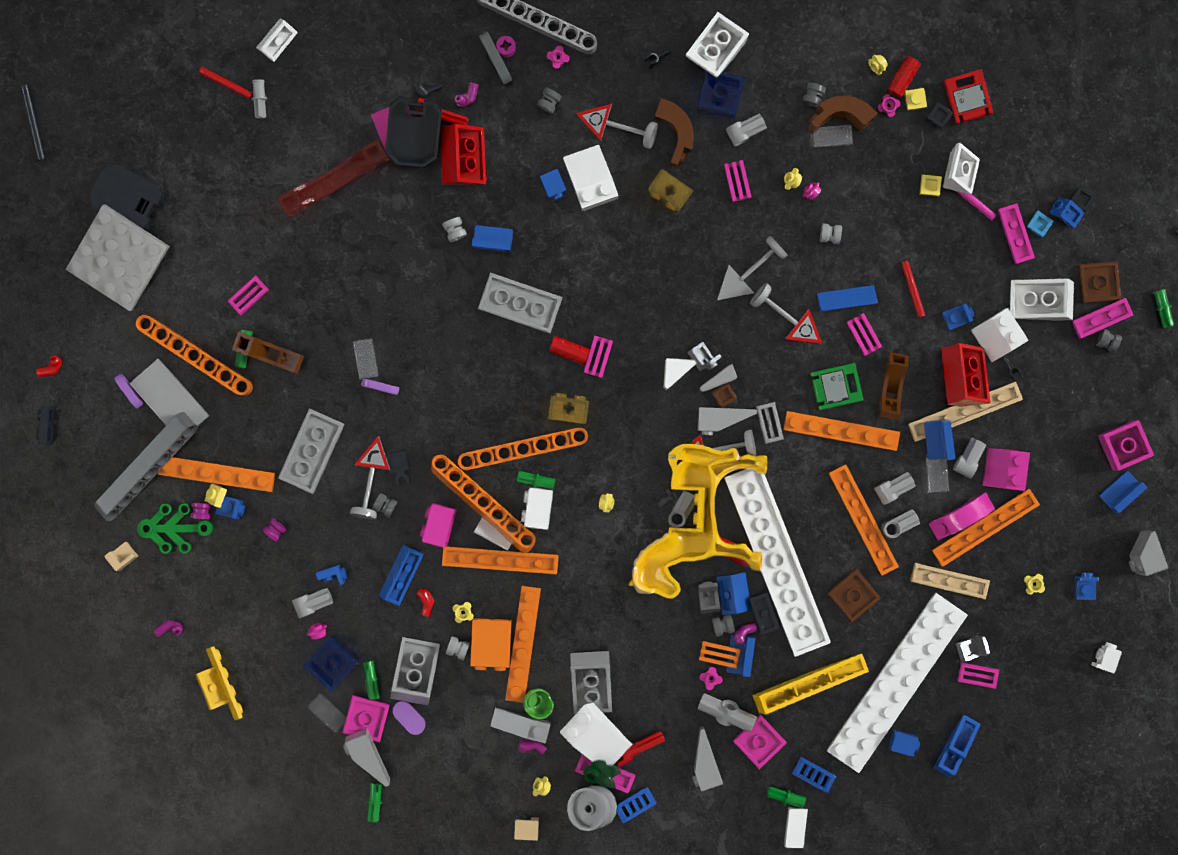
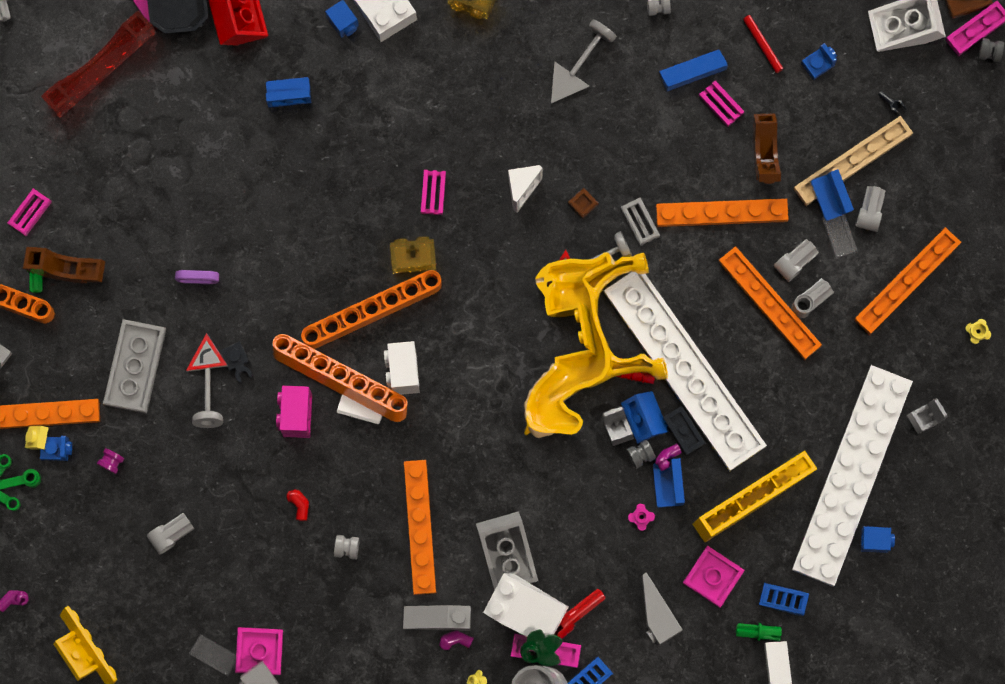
camera: 10 degrees left, 10 degrees down
(200, 510) = (22, 458): magenta wheel -> none
(317, 631) = (182, 564): dark pink plate -> none
(328, 574) = (183, 495): blue bracket -> none
(331, 663) = (206, 595): clear blue brick -> none
(365, 358) = (174, 251): clear tile -> none
(371, 680) = (255, 605): green axle -> none
(388, 508) = (230, 406): dark grey wheel -> none
(401, 575) = (265, 481): blue slope -> none
(409, 717) = (308, 639): medium lavender tile -> none
(415, 671) = (303, 584): light grey slope -> none
(454, 229) = (244, 90): light grey wheel -> none
(462, 617) = (345, 500): light yellow plate -> none
(491, 643) = (383, 533): orange panel -> none
(500, 560) = (373, 438): orange plate -> none
(520, 303) = (333, 154): light grey tile -> none
(535, 480) = (382, 341): green axle -> none
(538, 703) = (451, 588): bright green hair -> none
(569, 350) = (399, 191): red axle -> none
(606, 502) = (478, 348): light yellow plate -> none
(683, 508) = (565, 334): light grey piece -> none
(703, 357) = (550, 165): flat silver bracket -> none
(715, 661) = (626, 488): orange tile -> none
(716, 419) = (582, 228): light grey slope -> none
(726, 375) = (578, 181): light grey slope -> none
(727, 712) = (668, 550): light grey piece -> none
(804, 330) = (653, 114): light grey piece -> none
(833, 386) = (701, 166): container -> none
(854, 595) = (780, 389): reddish brown tile -> none
(950, 581) = (883, 349): tan tile -> none
(957, 746) = (937, 530): blue slope -> none
(961, 672) = (922, 447): dark pink tile -> none
(962, 517) = (877, 274): dark pink arch -> none
(965, 375) = (843, 120): red slope -> none
(999, 335) = (870, 70): white slope -> none
(1006, 469) = (914, 212): dark pink slope -> none

